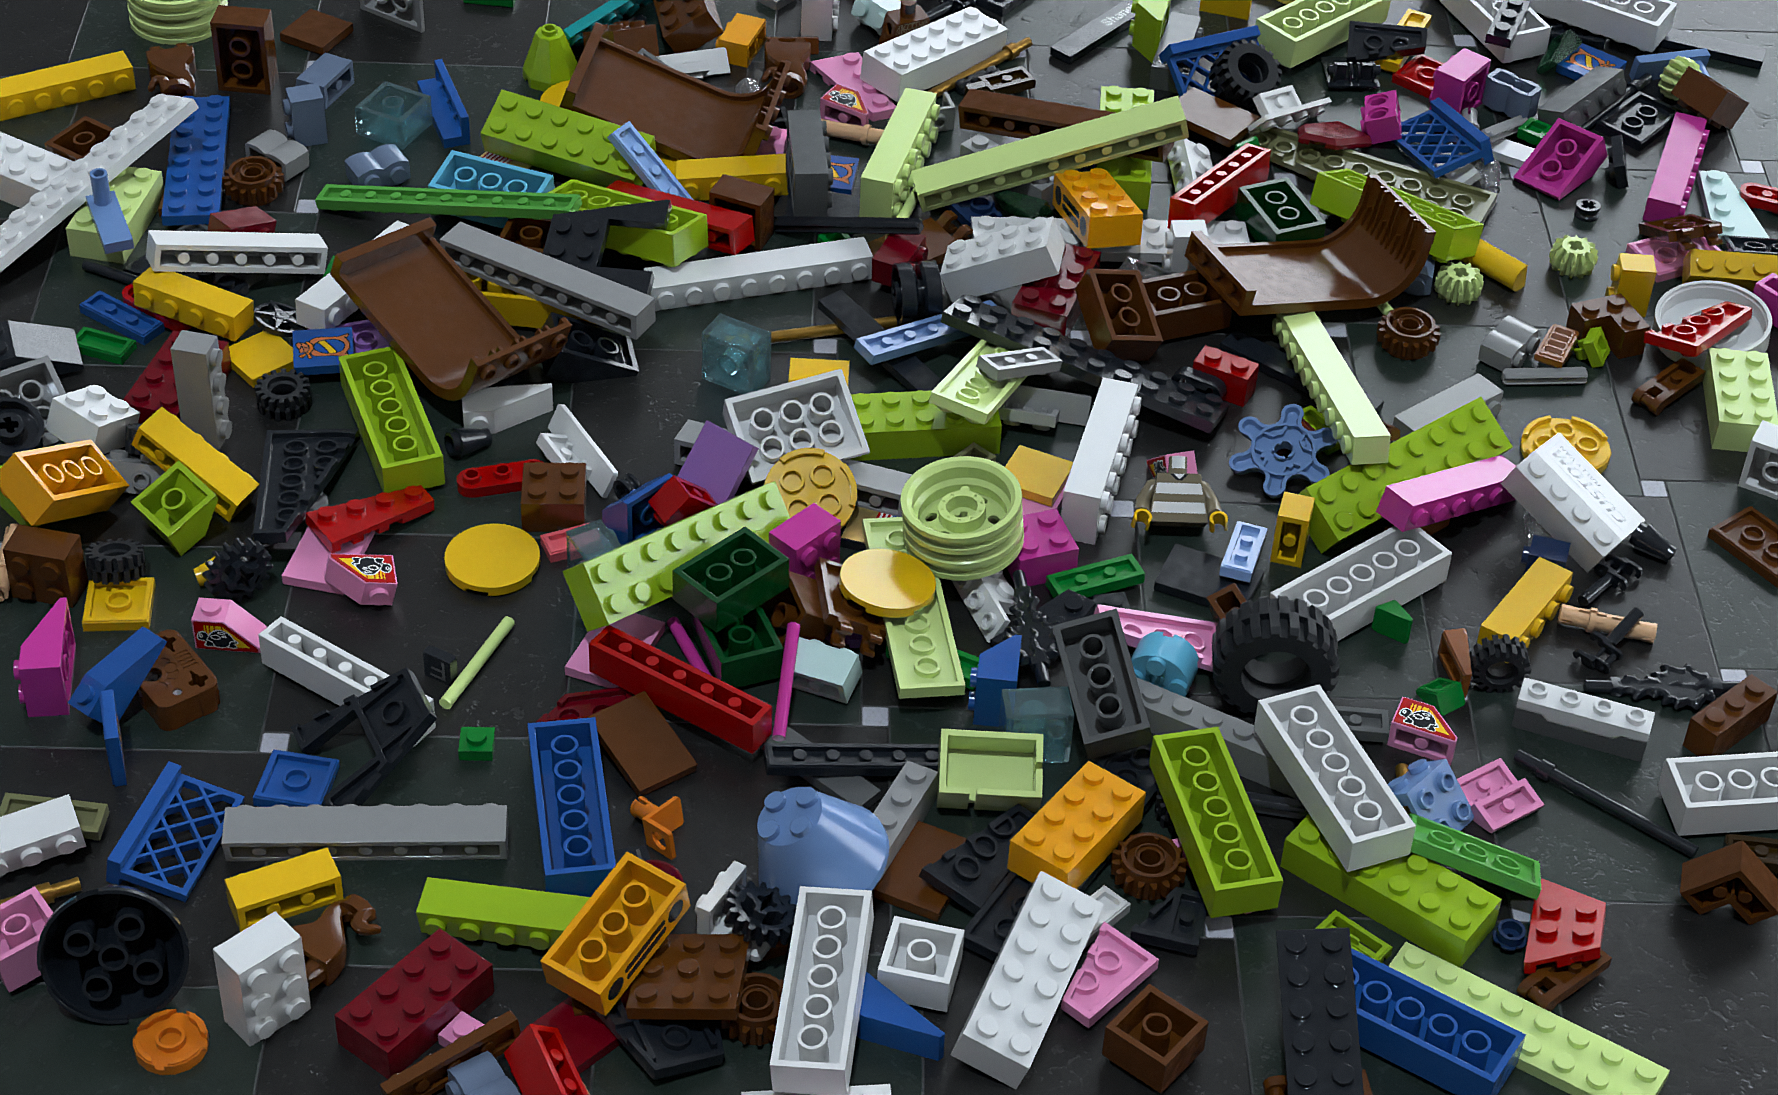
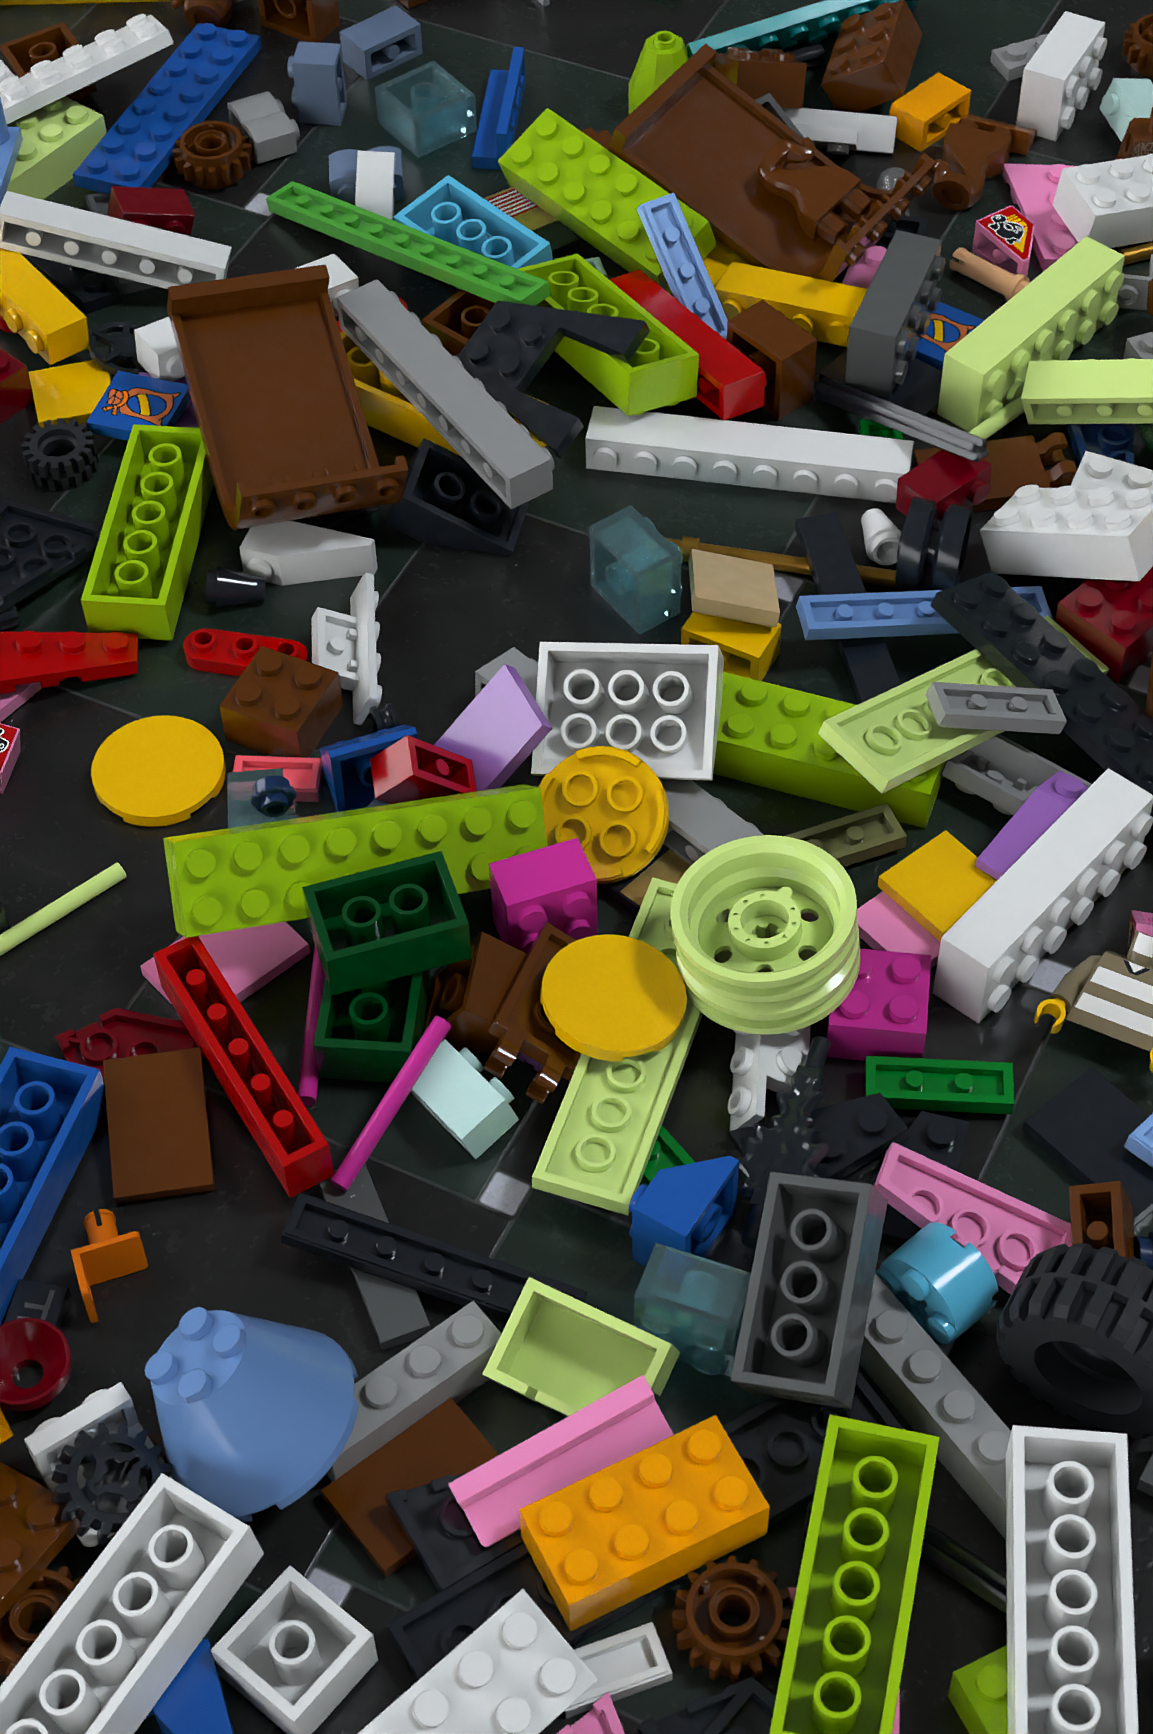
camera: 30 degrees right, 10 degrees up
(395, 167) = (375, 182): none -> white slope
(611, 532) = (272, 796): none -> dark blue plate
(710, 103) = (815, 192): none -> reddish brown hips
(808, 349) = (733, 588): none -> tan tile
(874, 299) = (880, 537): none -> white cone
(989, 842) = (559, 1457): none -> bright pink panel
(1071, 425) = (1030, 823): none -> medium lavender slope

